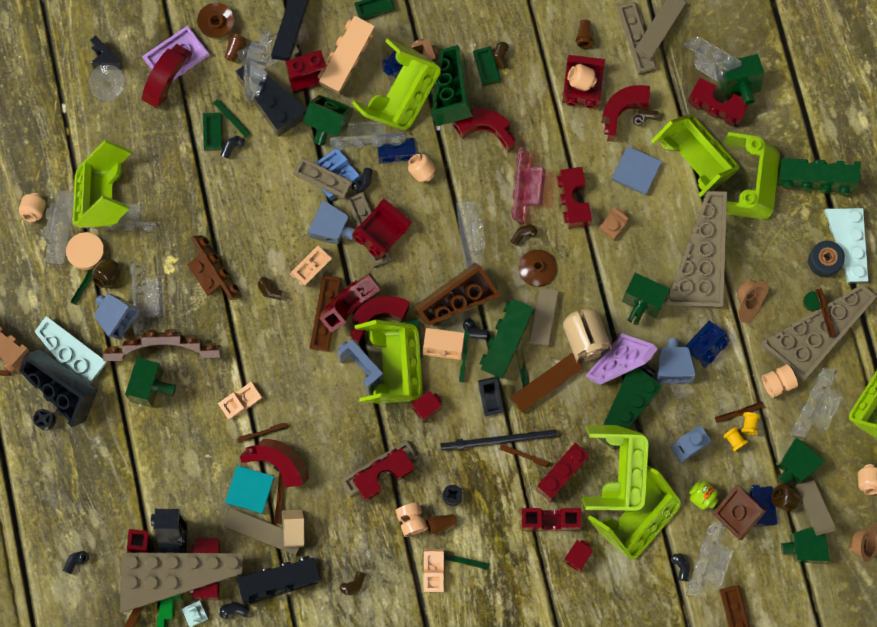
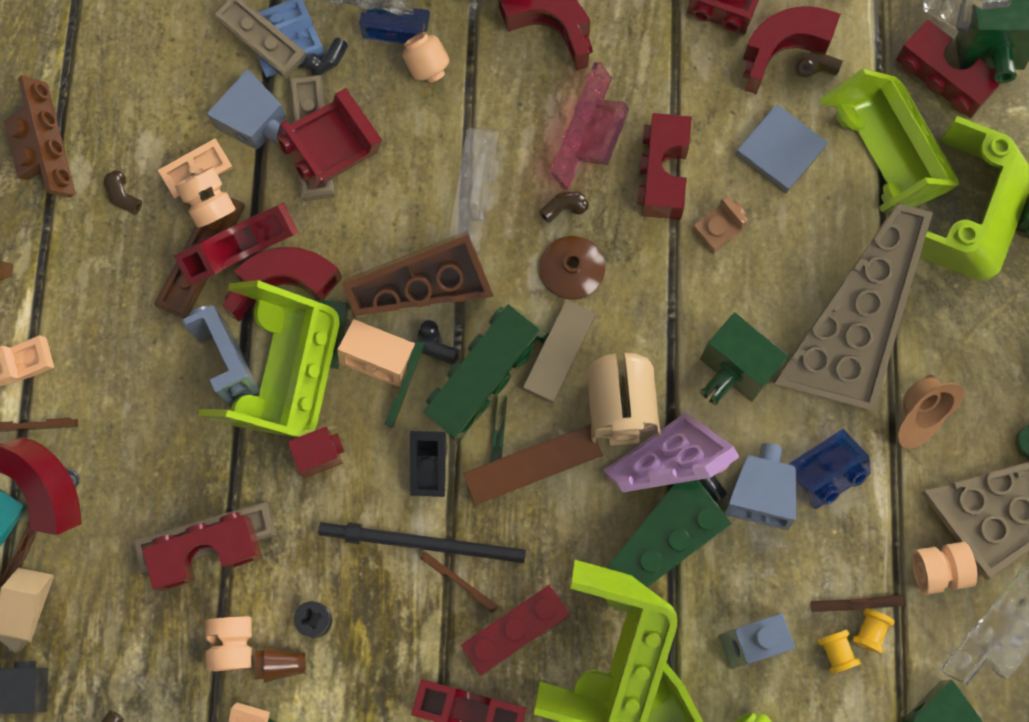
camera: 20 degrees right, 0 degrees up
(324, 280) = (210, 208): none -> light nougat wheel

